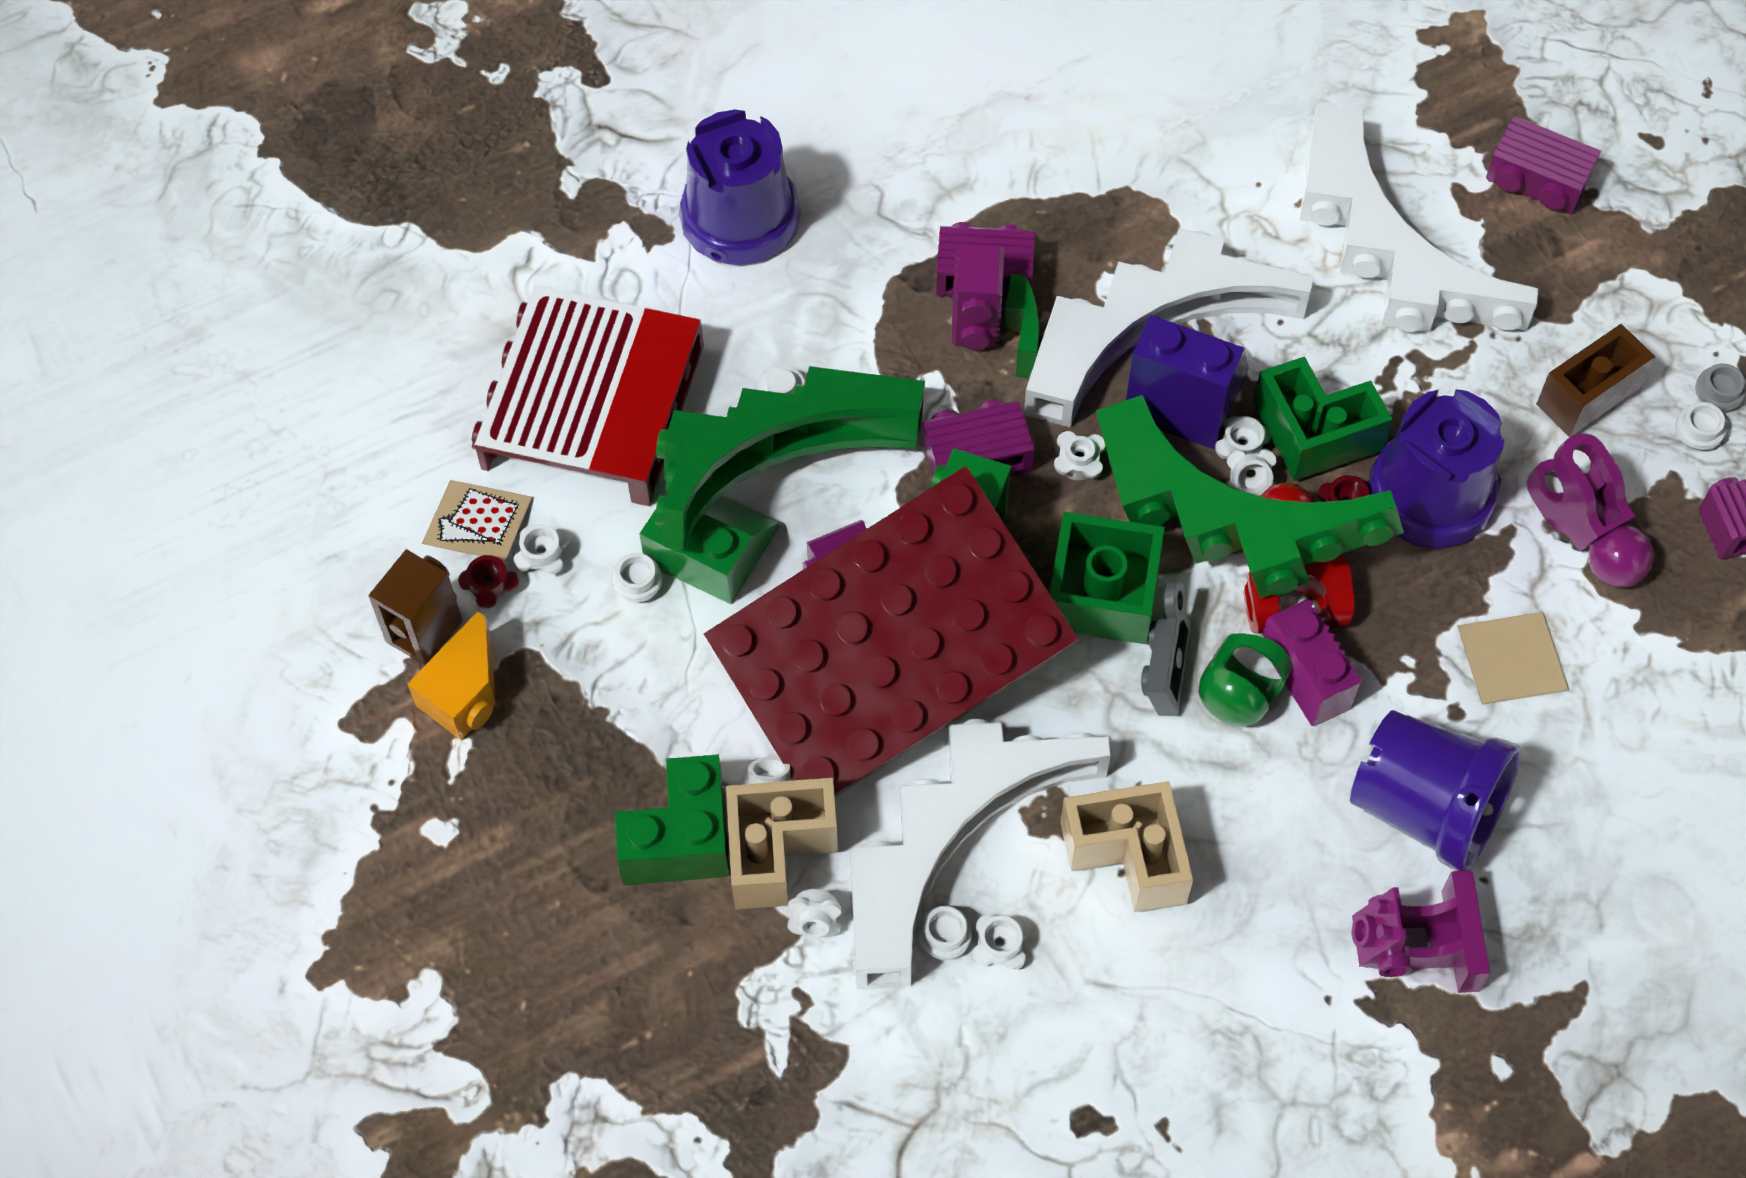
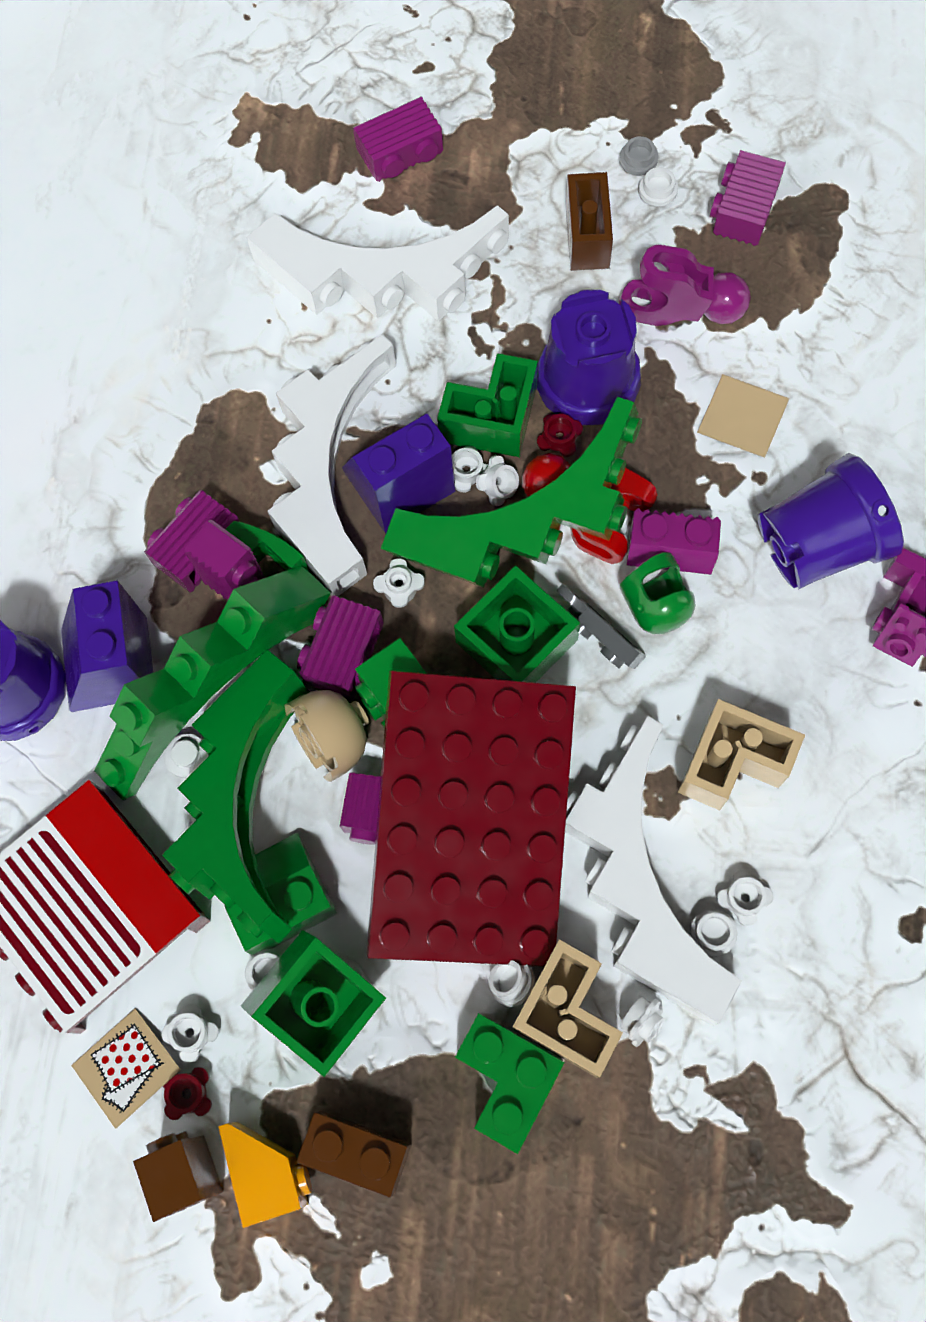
camera: 50 degrees left, 10 degrees up
(529, 740) = (354, 1153): none -> reddish brown brick
(634, 616) = (313, 1002): none -> green brick
(829, 257) = (103, 645): none -> dark purple slope
(871, 331) = (202, 662): none -> green arch
(889, 476) = (329, 730): none -> tan cylinder

